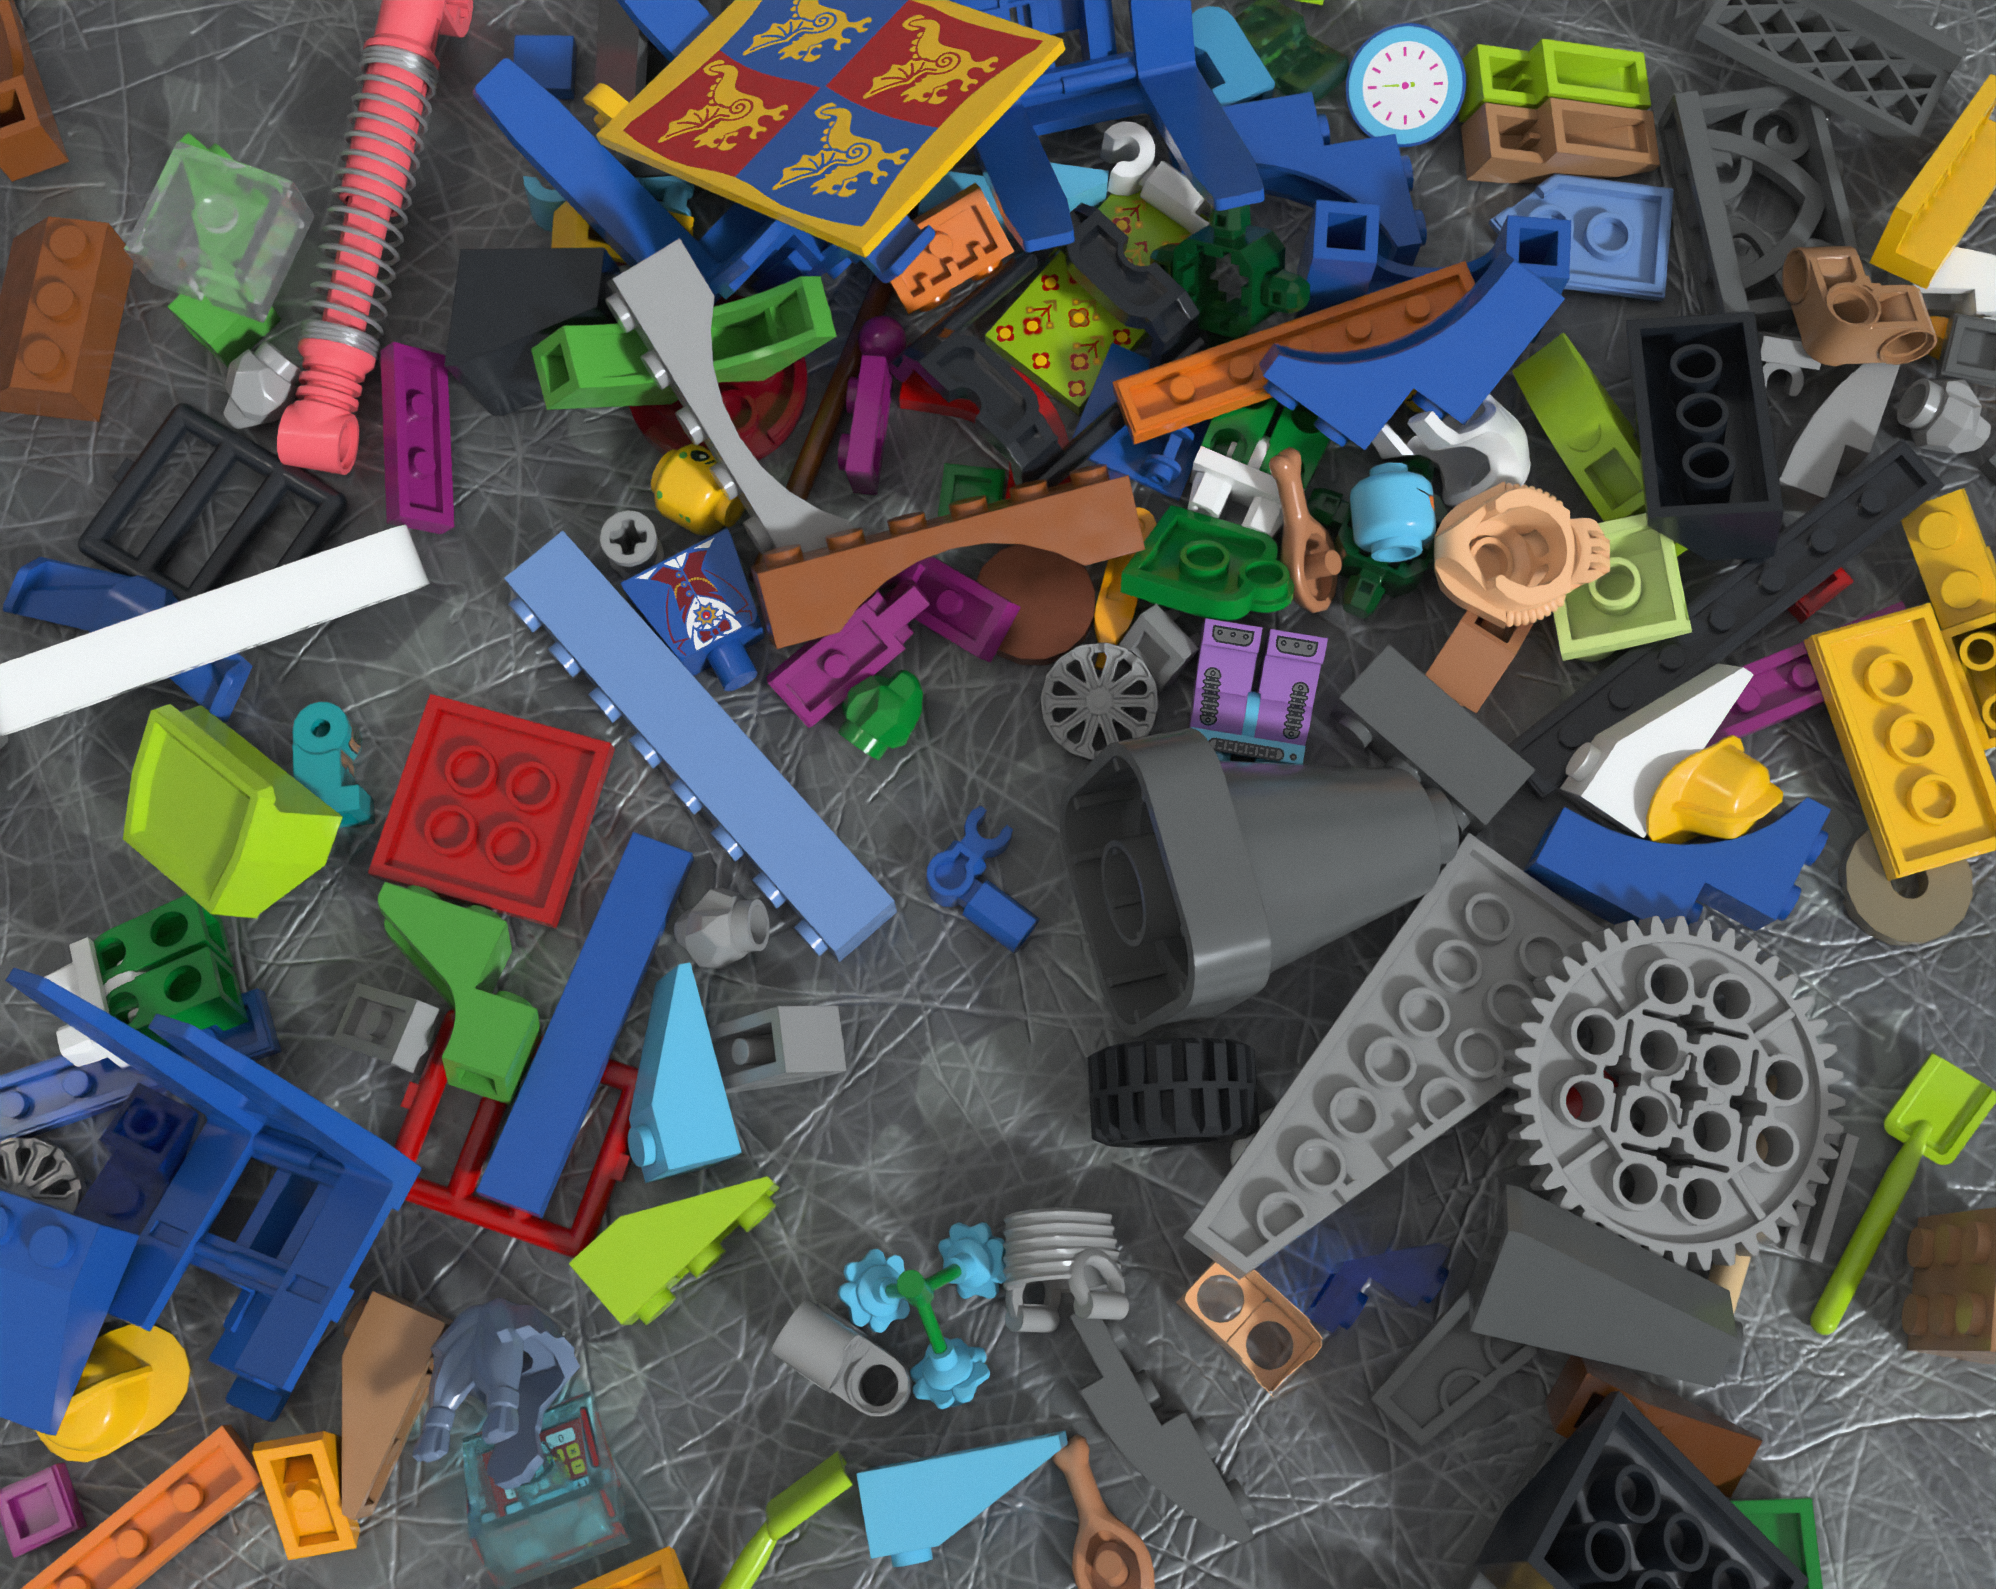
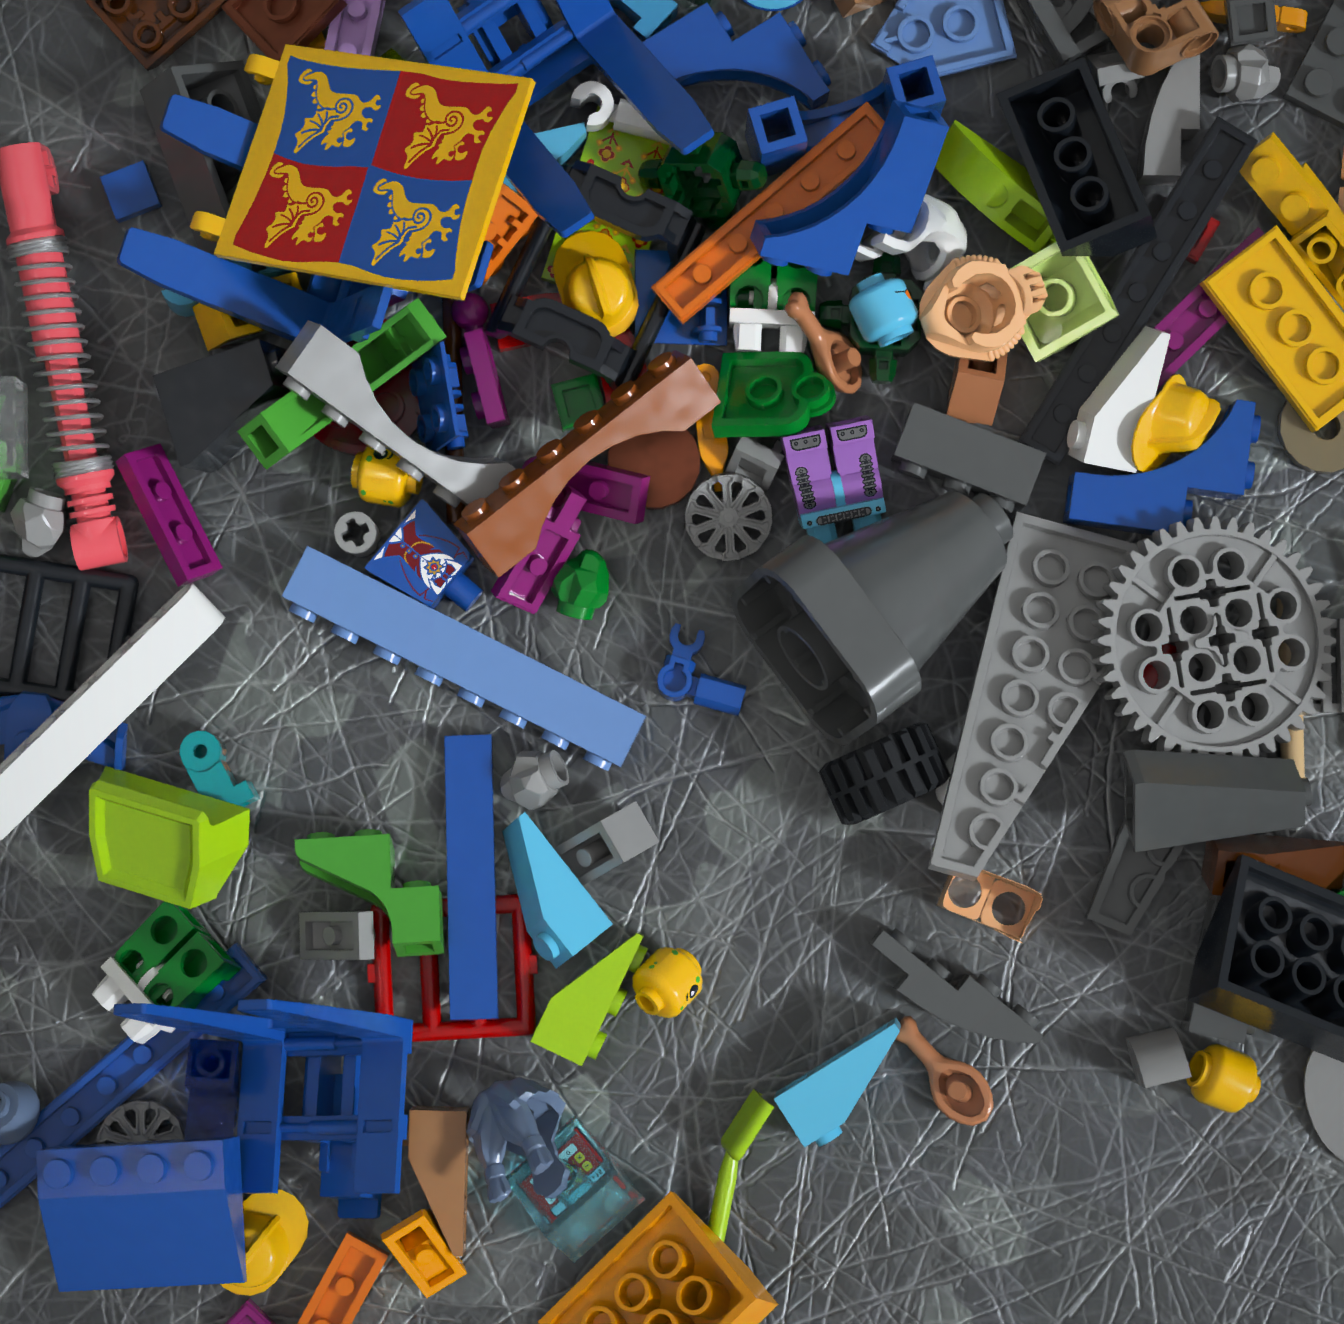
camera: 25 degrees left, 10 degrees up
(492, 810) = (341, 759): red plate -> none
(781, 1259) = (667, 982): none -> yellow head
(804, 412) = (432, 382): none -> blue hinge
(838, 1357) = (729, 1027): light grey piece -> none
(878, 1295) = (741, 977): medium azure plant -> none
(1056, 356) = (596, 280): none -> yellow piece
(1069, 1254) = (849, 906): light grey piece -> none
(1399, 1275) = (1076, 829): clear blue slope -> none

